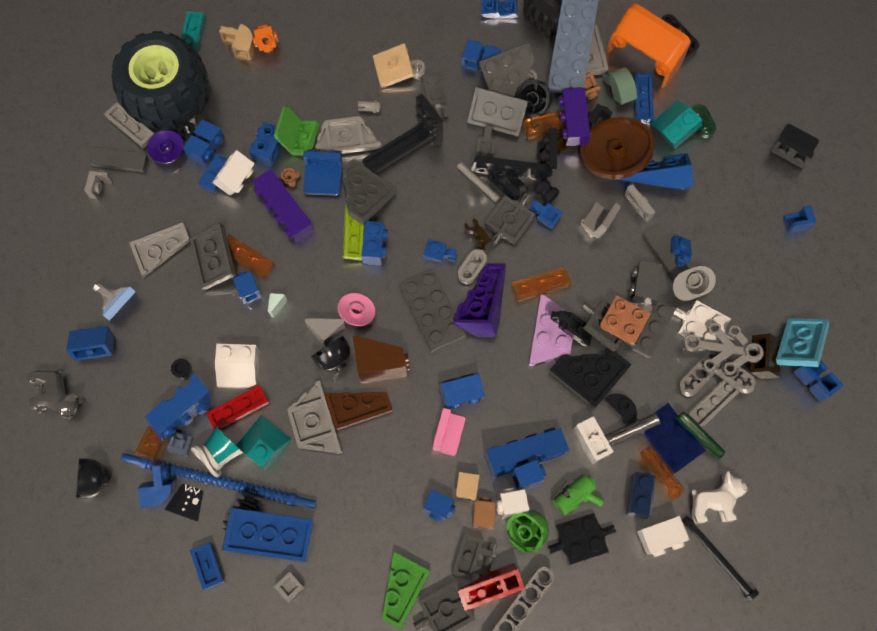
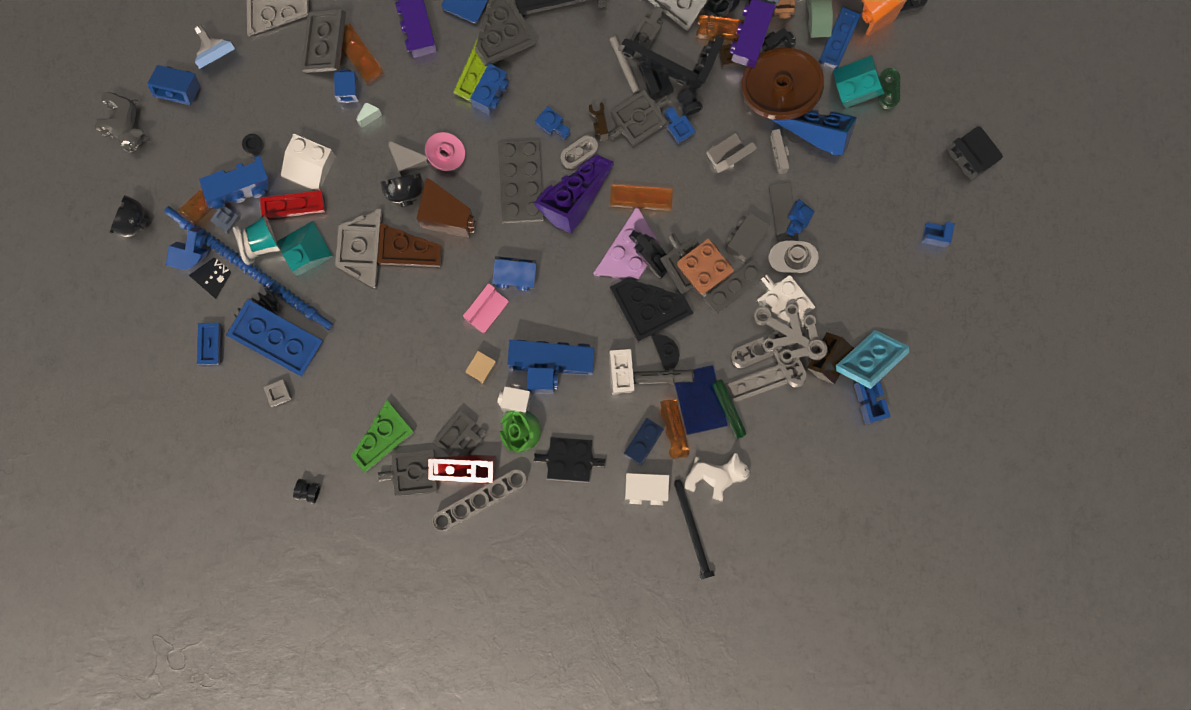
camera: 20 degrees right, 10 degrees up
(439, 506) = (446, 375): blue brick -> none
(484, 513) = (486, 399): medium nougat brick -> none
(574, 493) = (582, 414): bright green piece -> none

